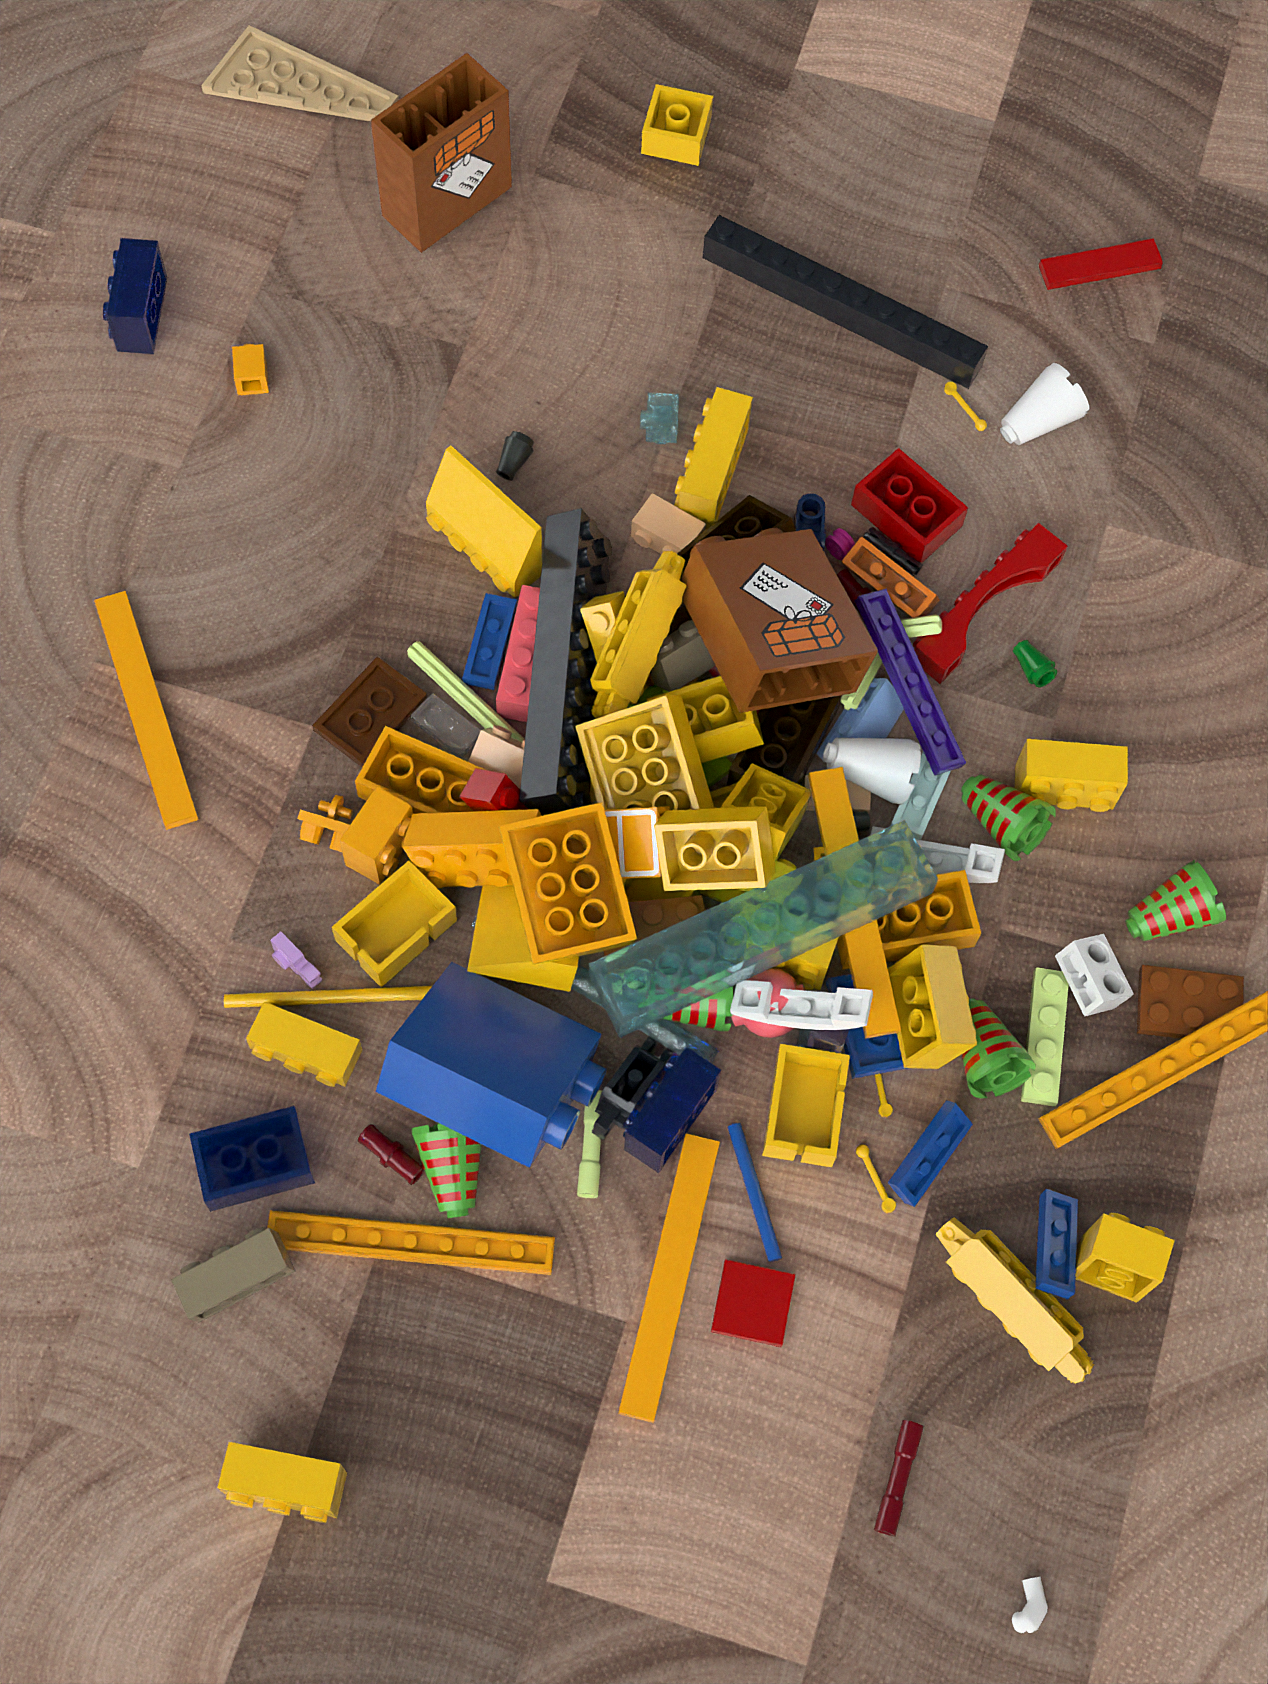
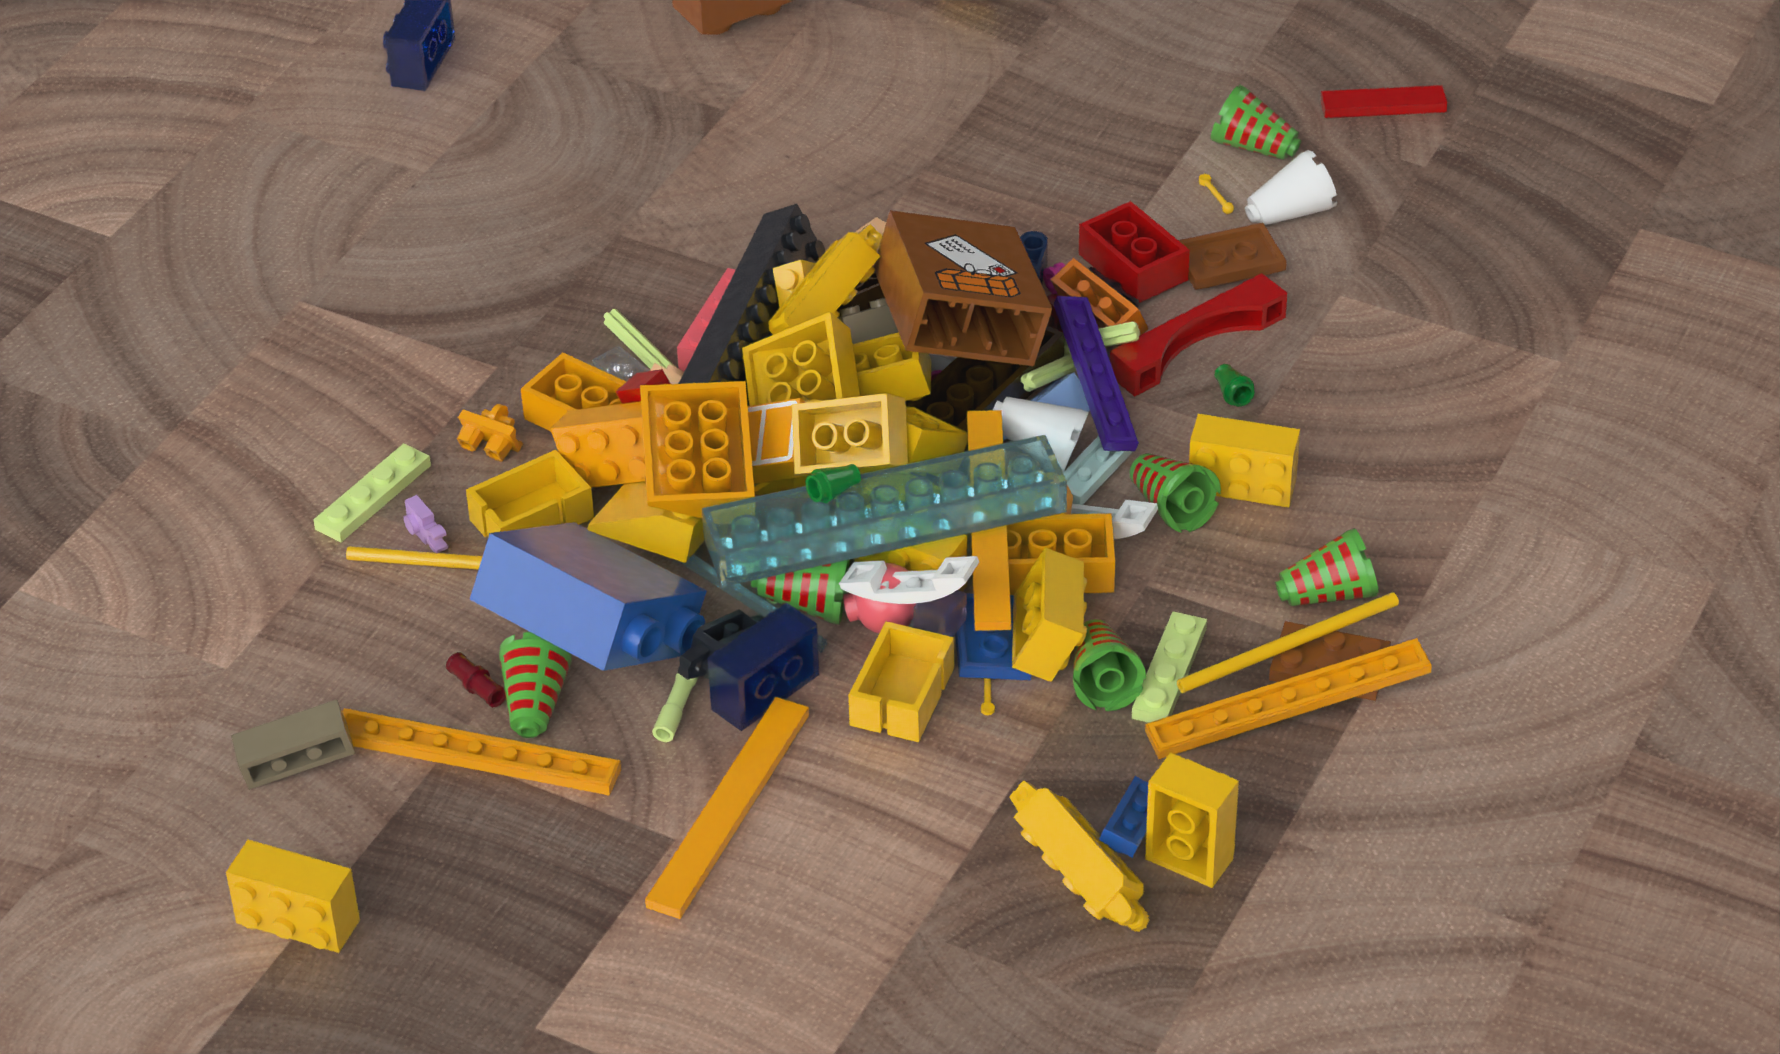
camera: 15 degrees right, 25 degrees down
(146, 710) = (338, 337): light orange tile -> none
(229, 916) = (372, 492): none -> yellowish green plate
(250, 369) = (513, 103): light orange brick -> none
(251, 1158) = (337, 659): clear blue brick -> none
(303, 1045) = (415, 587): yellow brick -> none
(369, 704) = (535, 353): reddish brown plate -> none
(377, 836) = (524, 428): light orange brick -> none
(484, 524) = (701, 214): yellow slope -> none
(489, 641) = (681, 316): blue plate -> none
(515, 452) = (752, 184): pearl dark grey cone -> none
(661, 418) = (903, 171): clear light blue brick -> none
(714, 455) = (954, 183): yellow brick -> none
(714, 921) = (830, 482): none -> green cone
(753, 1303) = (808, 836): red tile -> none
(754, 1192) = (834, 753): blue bar -> none
(844, 301) = (1112, 103): black brick -> none
(888, 1204) = (970, 779): yellow hinge -> none
(892, 1501) = (909, 1004): dark red piece -> none
(930, 1153) = (1022, 738): blue plate -> none
(992, 321) = (1254, 126): none -> bright green cone
(1000, 492) = (1232, 256): none -> dark orange plate
(1094, 974) = (1229, 617): white brick -> none
(1154, 1001) = (1287, 642): none -> yellow piece

